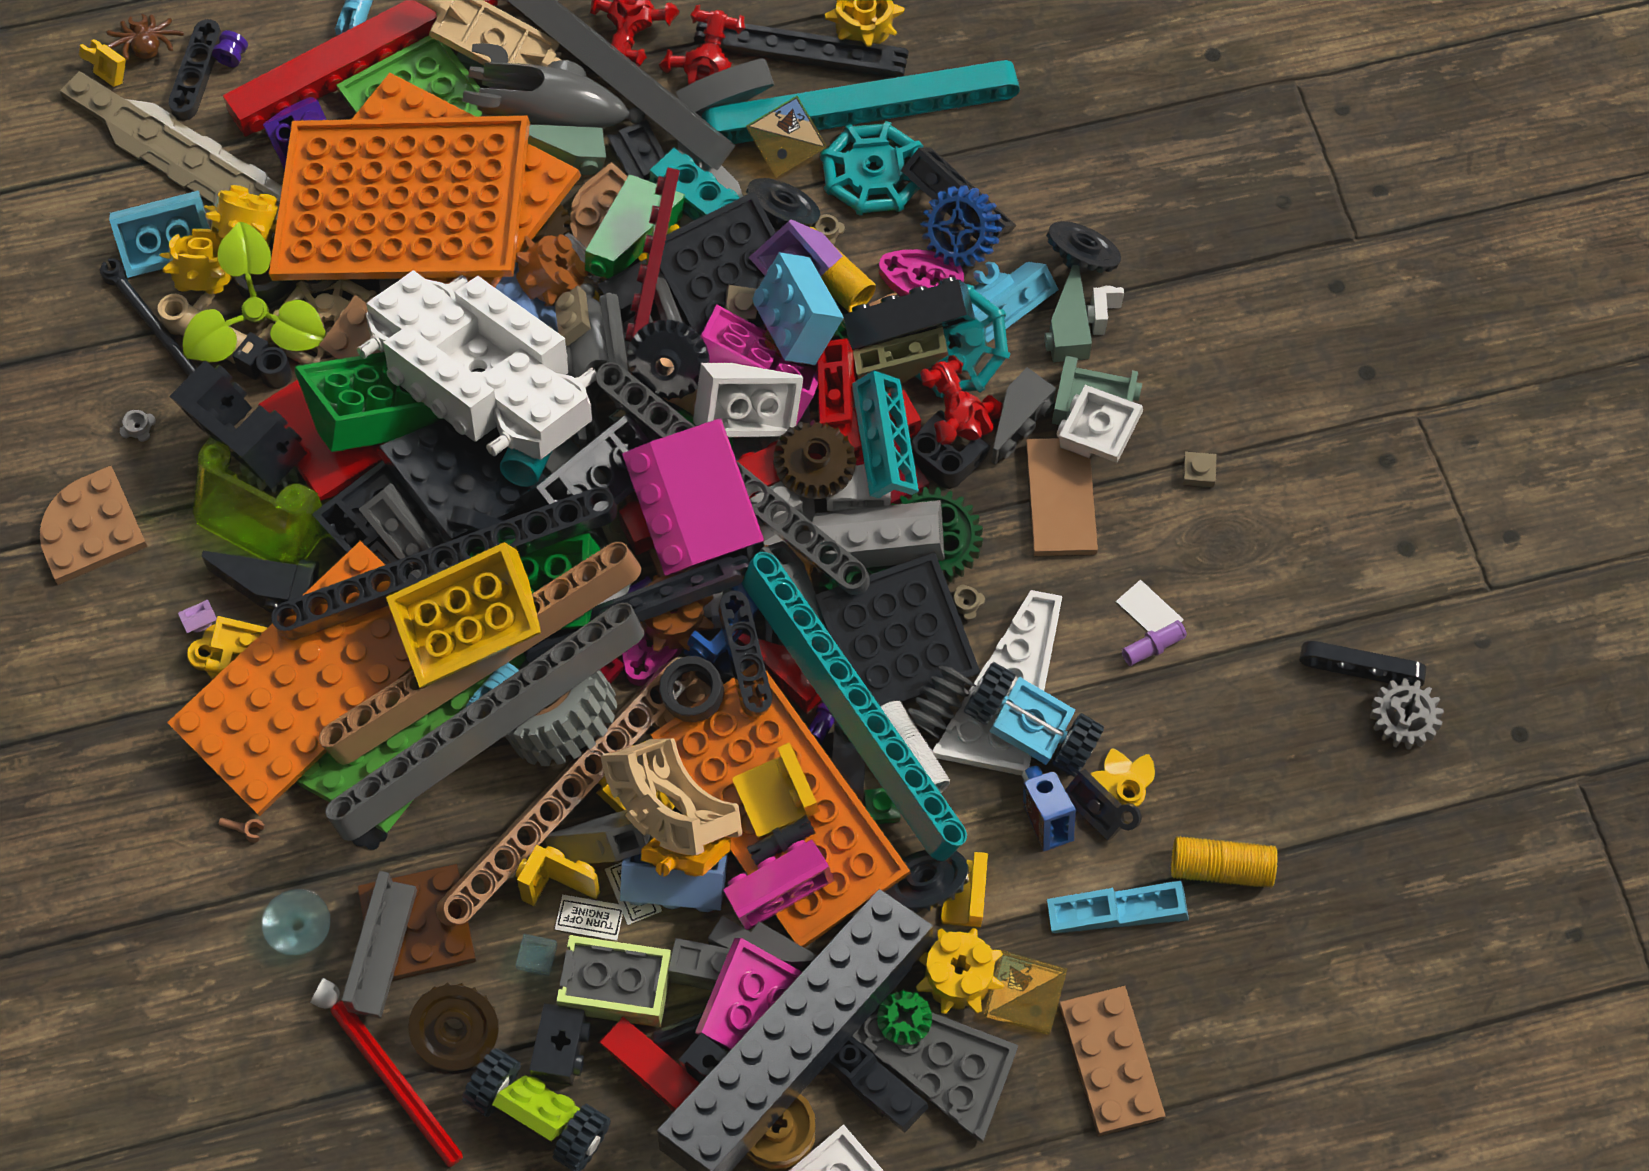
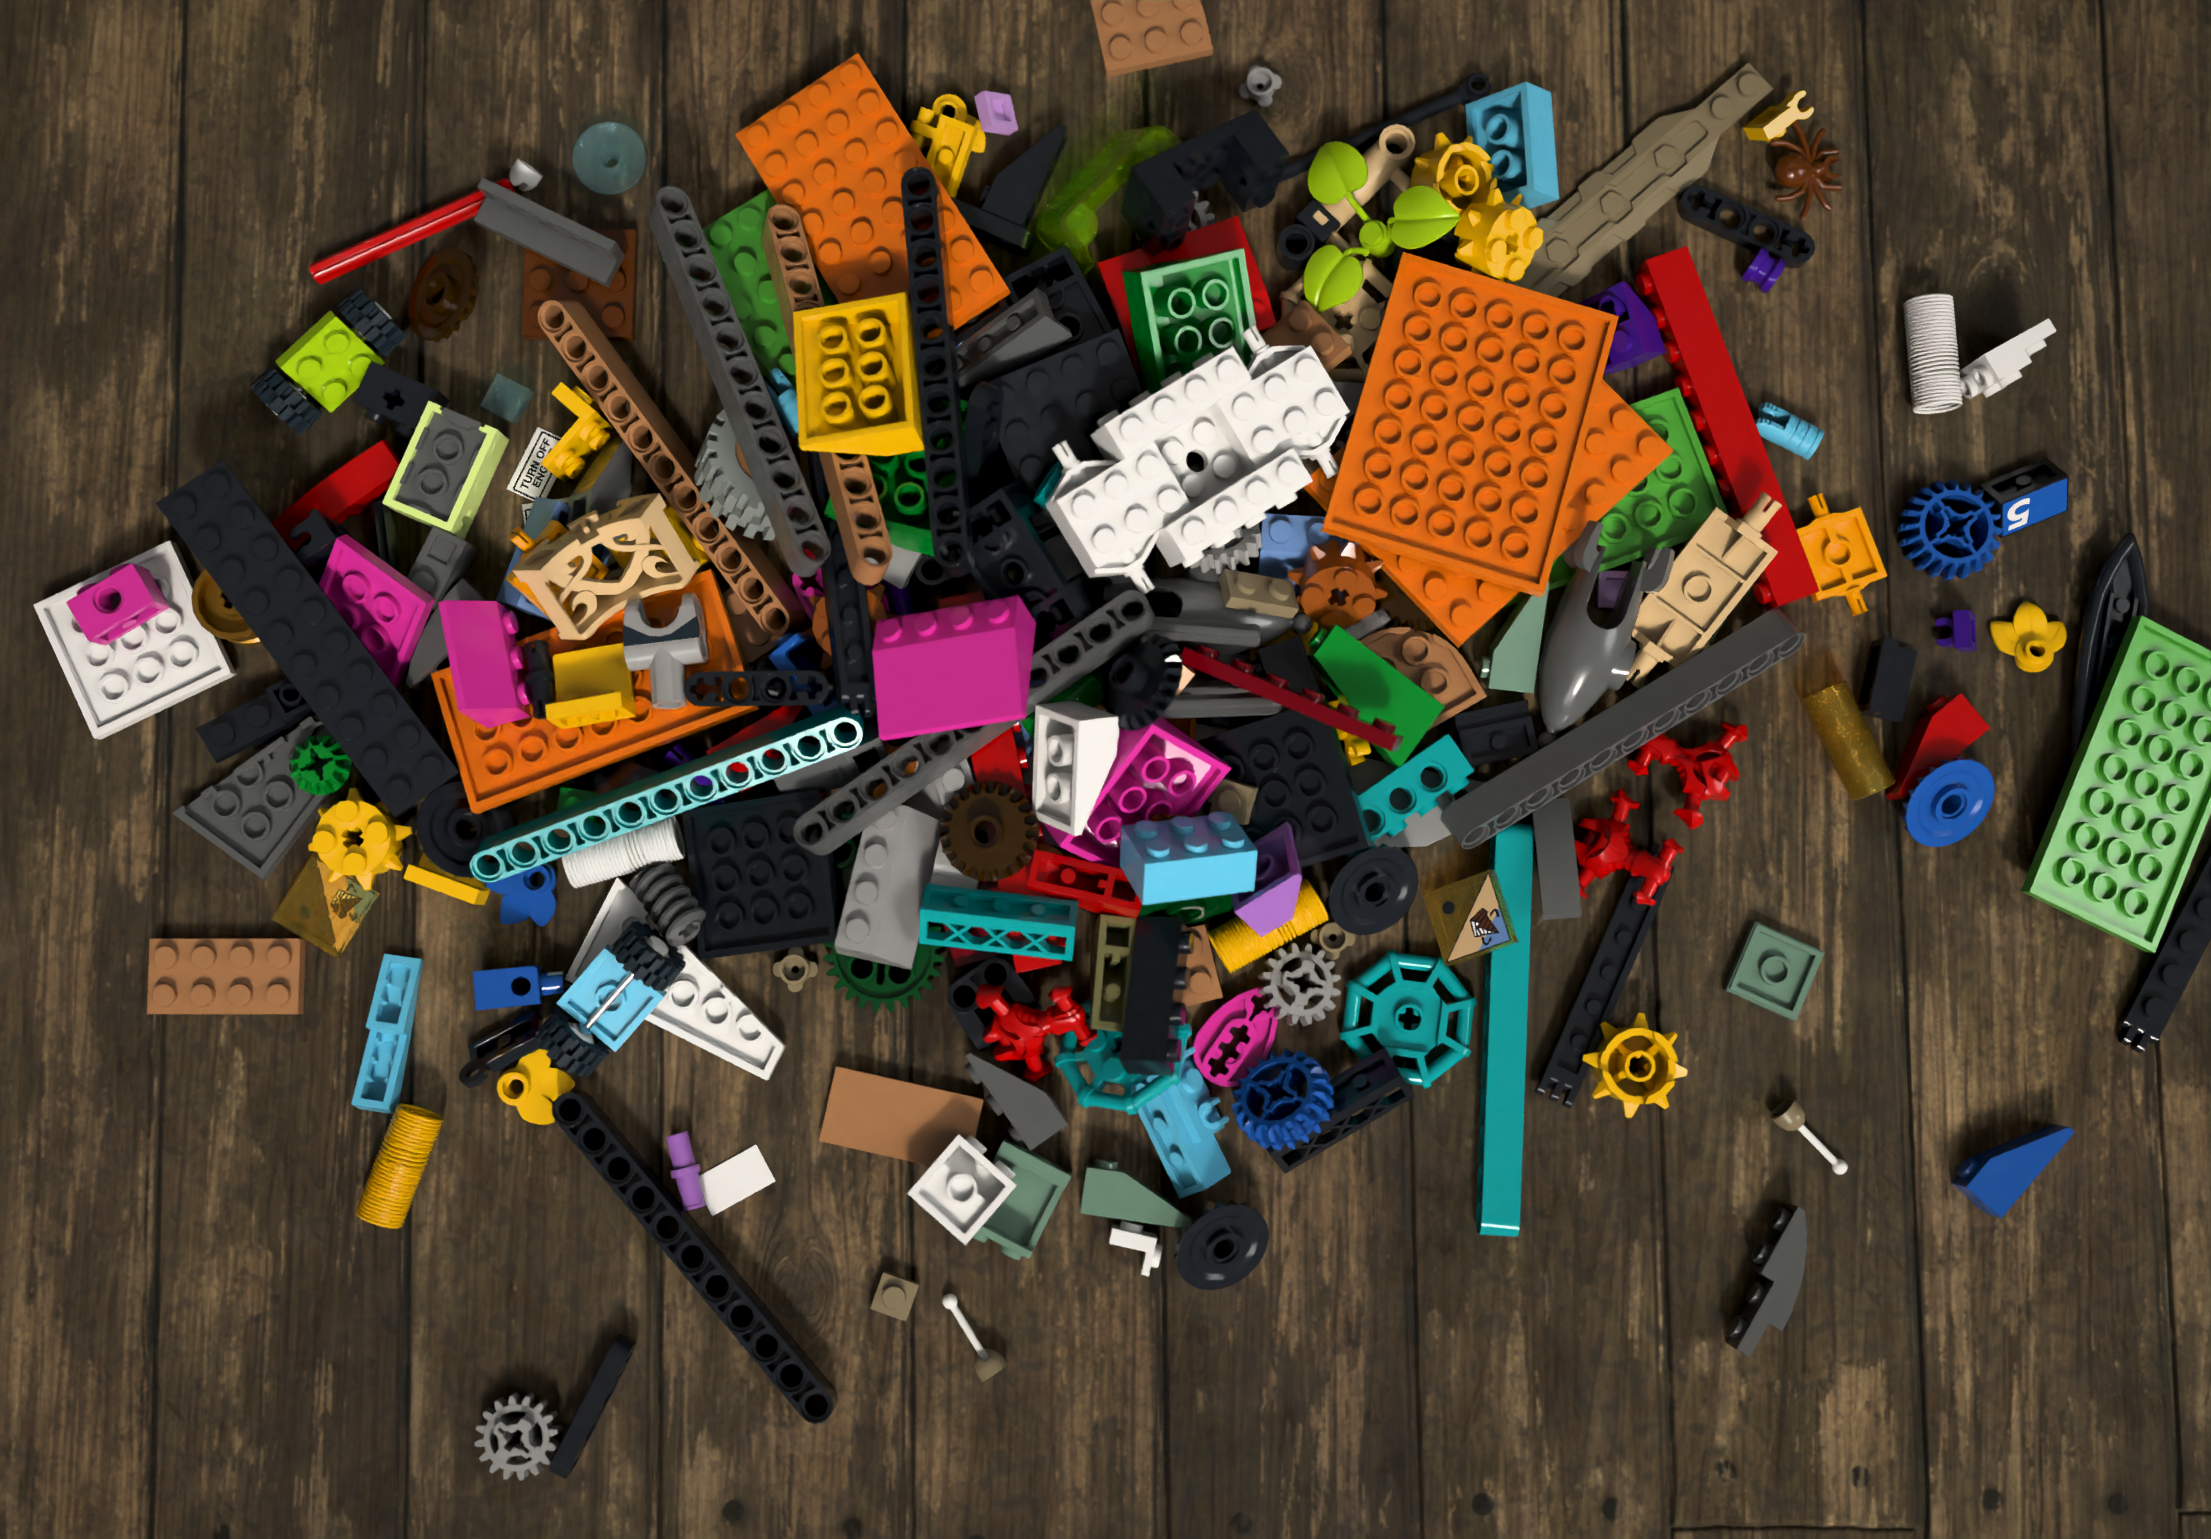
camera: 105 degrees right, 20 degrees up
(243, 827) = (736, 125): nougat hand -> none
(685, 665) = (718, 601): black tyre -> none
(731, 740) = (666, 648): none -> light grey connector
(870, 239) = (1304, 970): none -> light grey gear
(979, 832) = (524, 898): none -> blue plate
(1211, 629) = (714, 1261): none -> black beam
(1227, 390) = (987, 1360): none -> hinge

